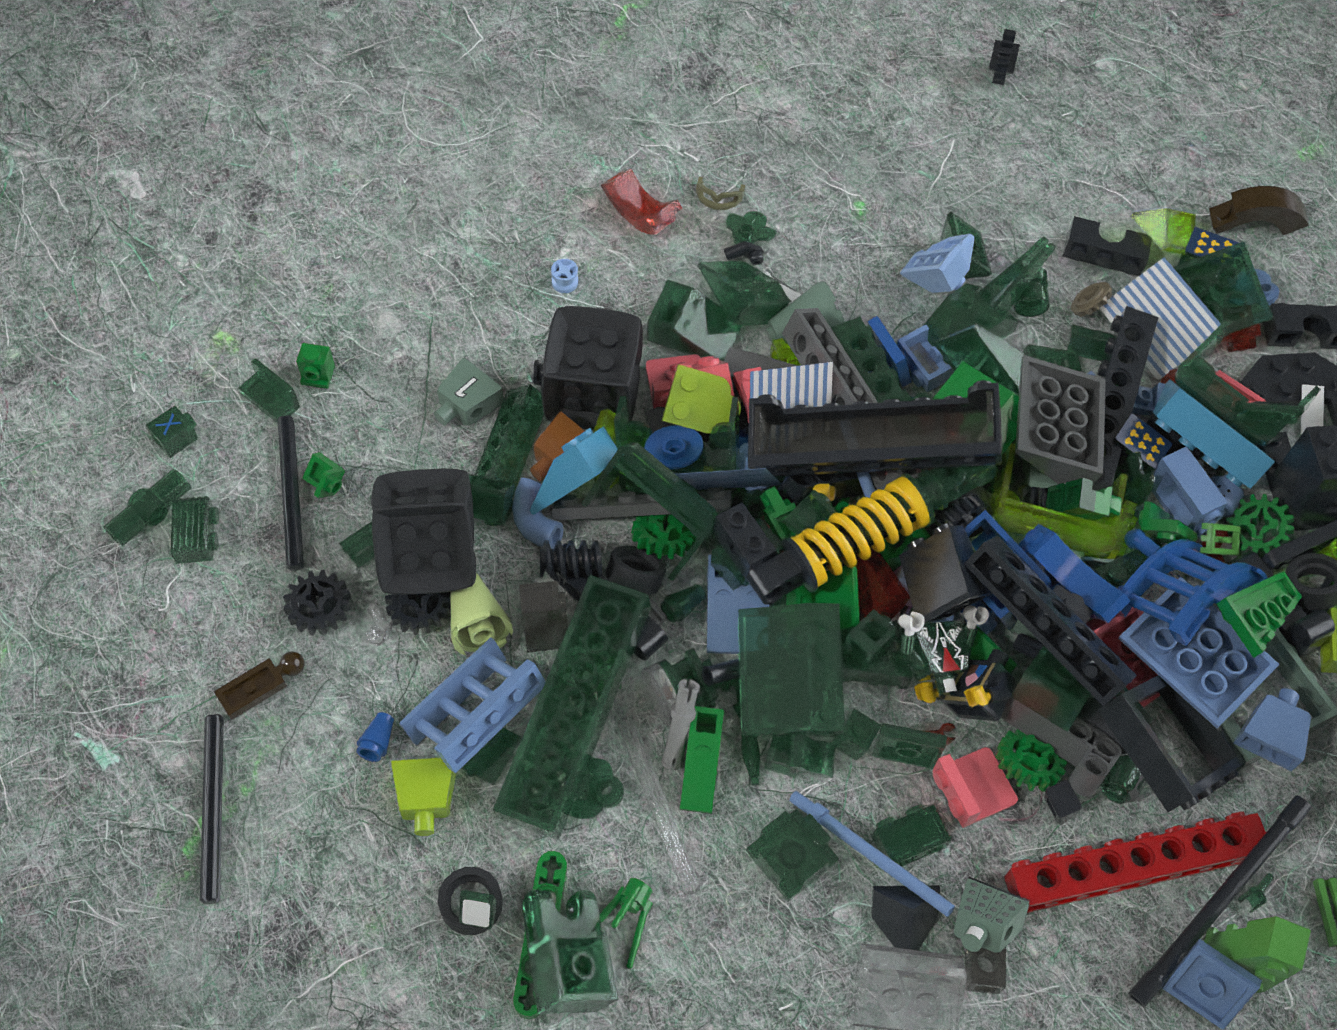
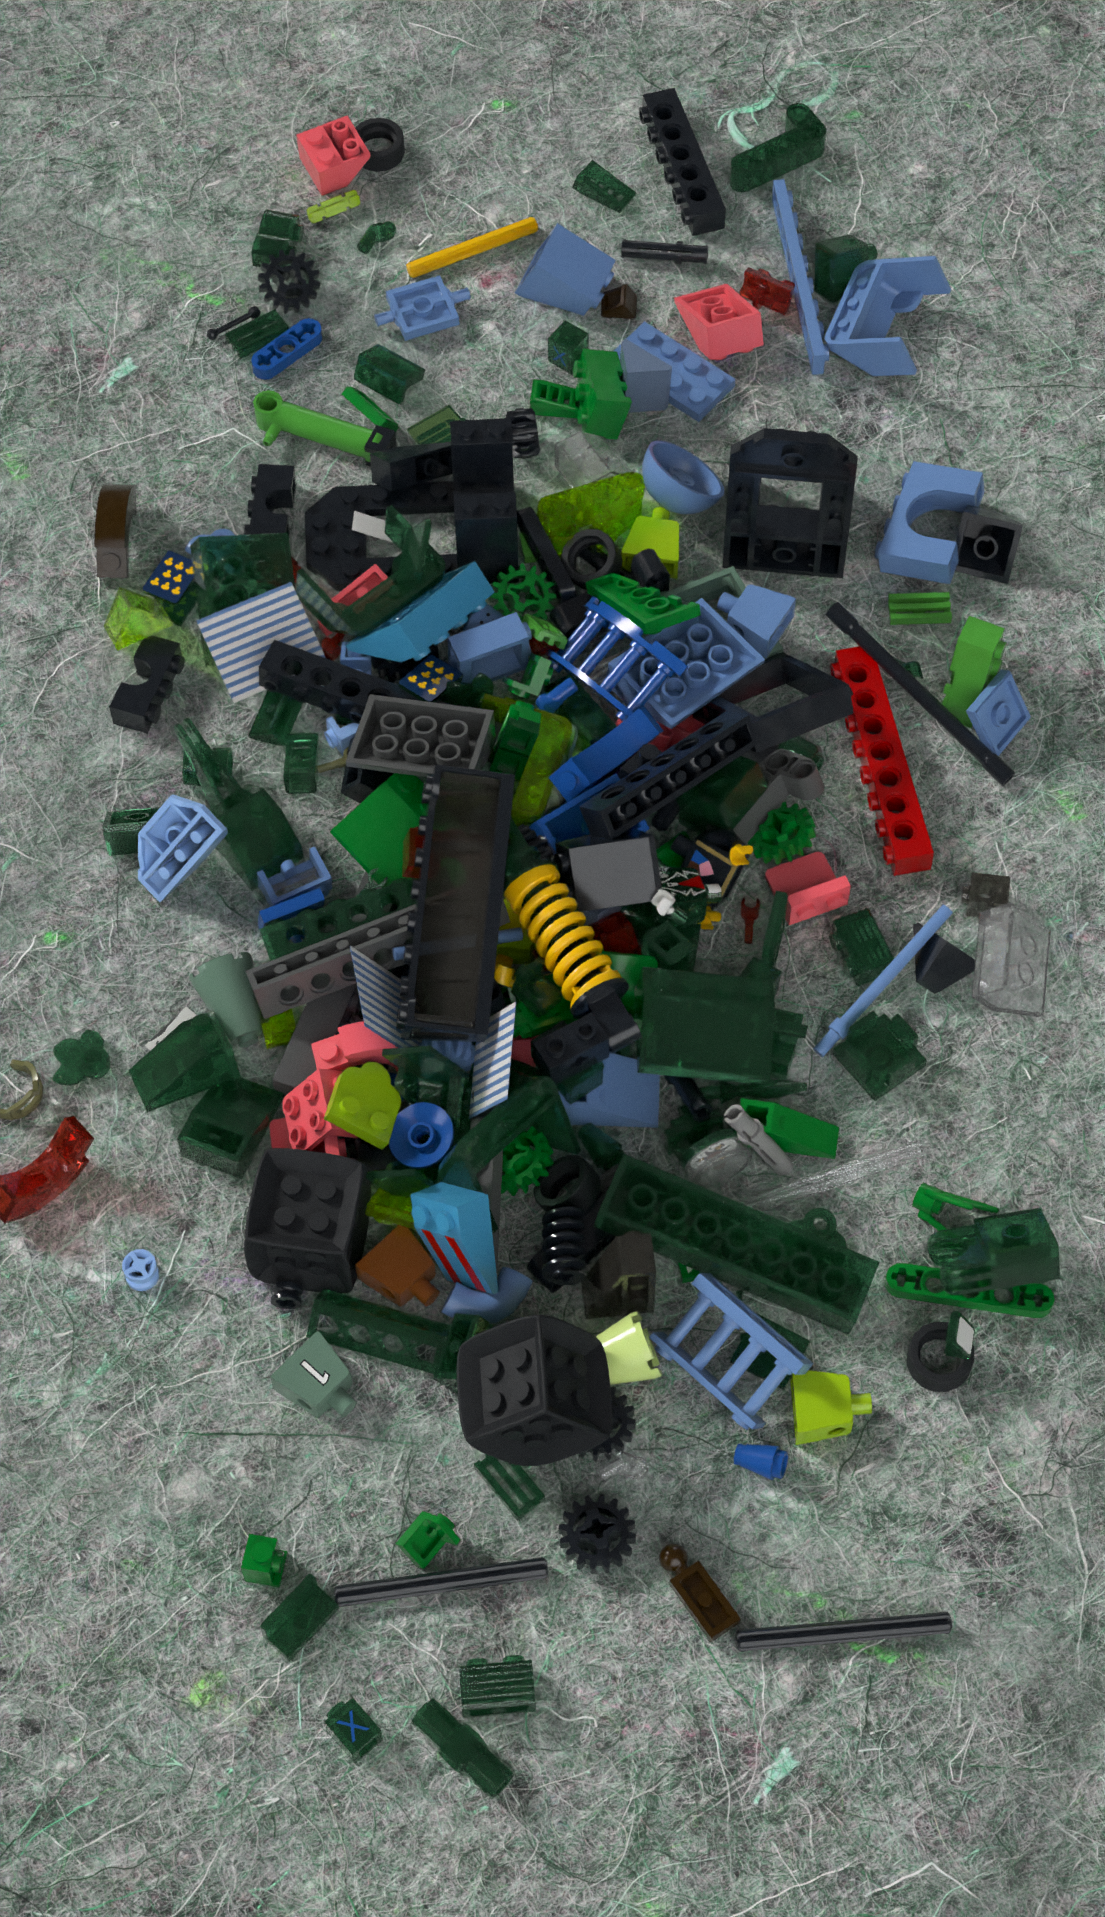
camera: 85 degrees left, 0 degrees up
(746, 249) = (116, 1064): black arm -> none
(984, 353) = (329, 802): clear green slope -> none
(989, 916) = (944, 881): sand green torso -> none
(1062, 801) = (826, 810): black slope -> none
(1091, 298) = (212, 708): dark tan gear -> none

